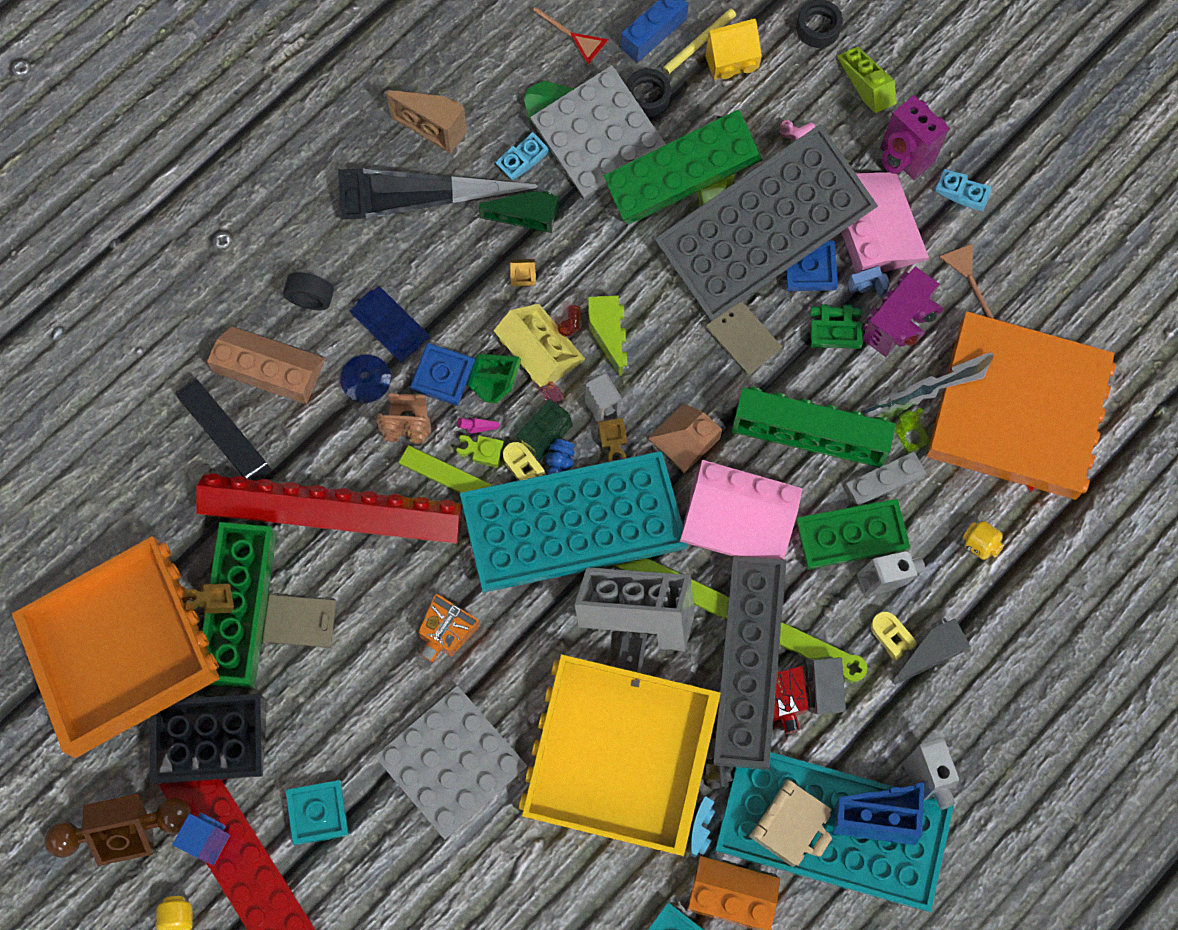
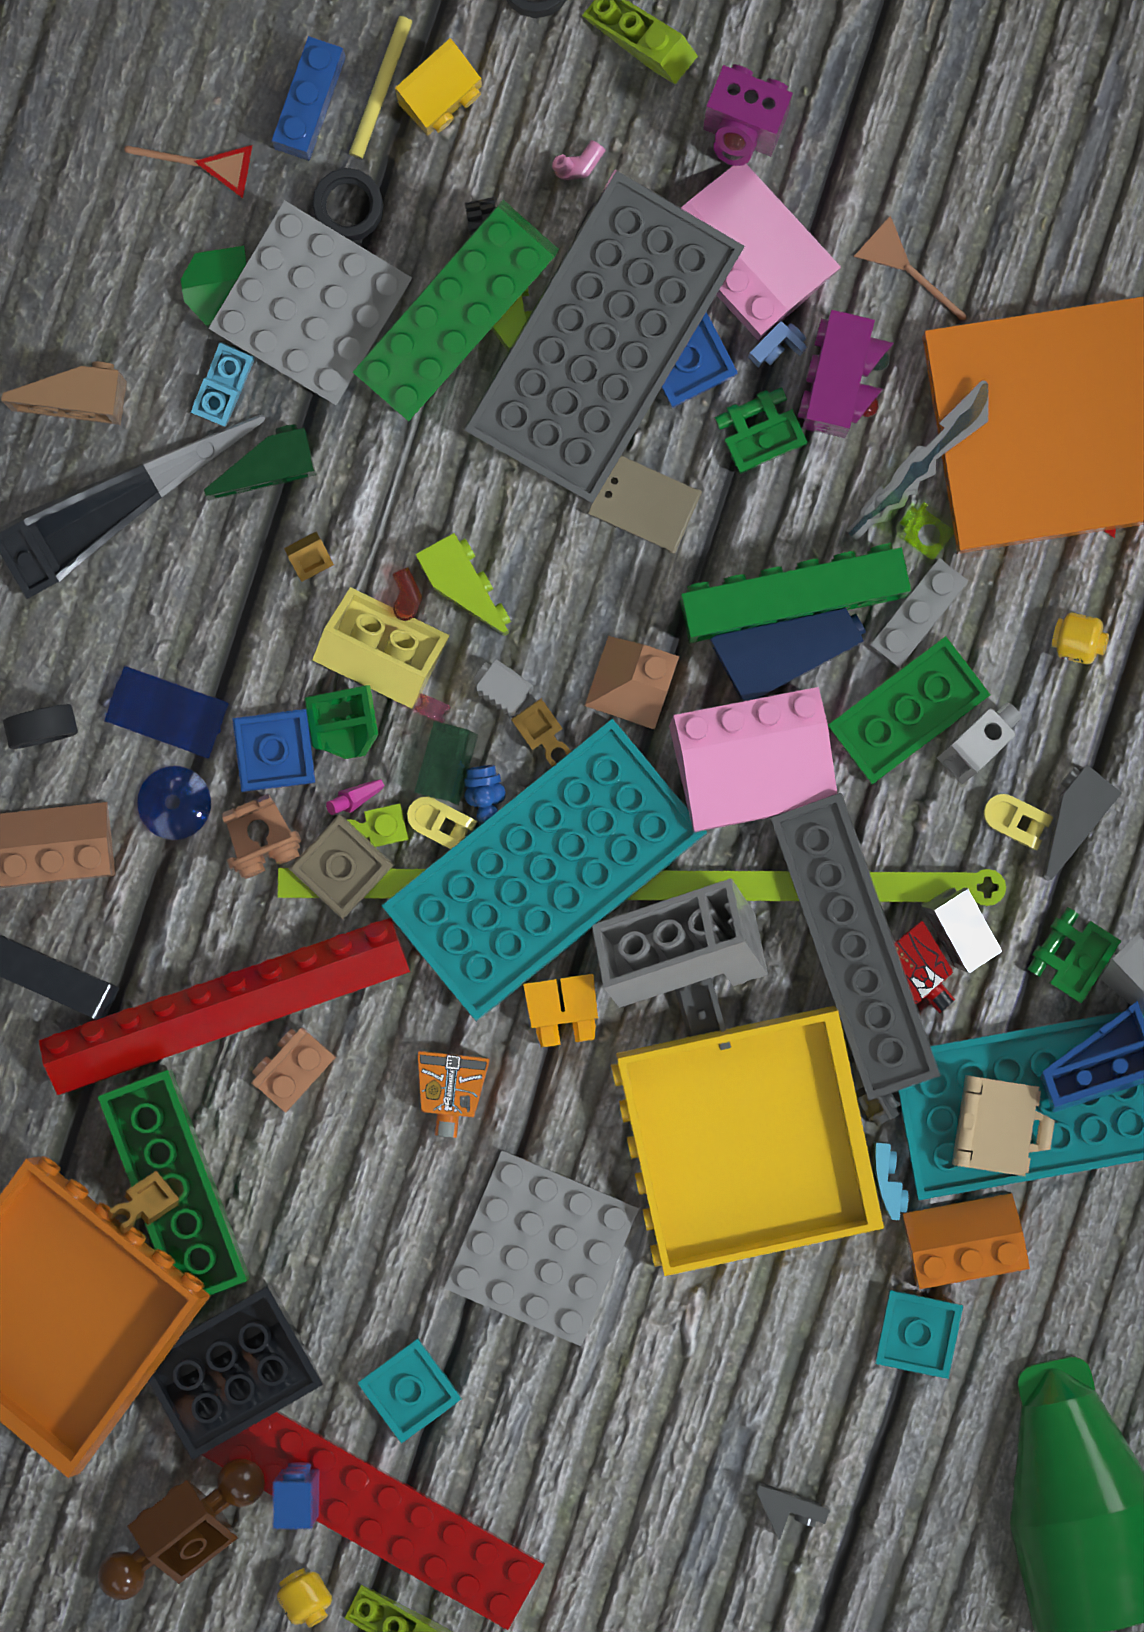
camera: 20 degrees left, 15 degrees up
(299, 621) = (259, 1164): dark tan container -> none
(351, 569) = (292, 1069): none -> nougat bracket
(447, 460) = (341, 866): none -> dark tan tile
(553, 615) = (546, 1011): none -> light orange hips
(792, 459) = (781, 652): none -> dark blue slope
(896, 746) = (1083, 962): none -> green plate
(961, 190) = (845, 142): medium azure slope -> none

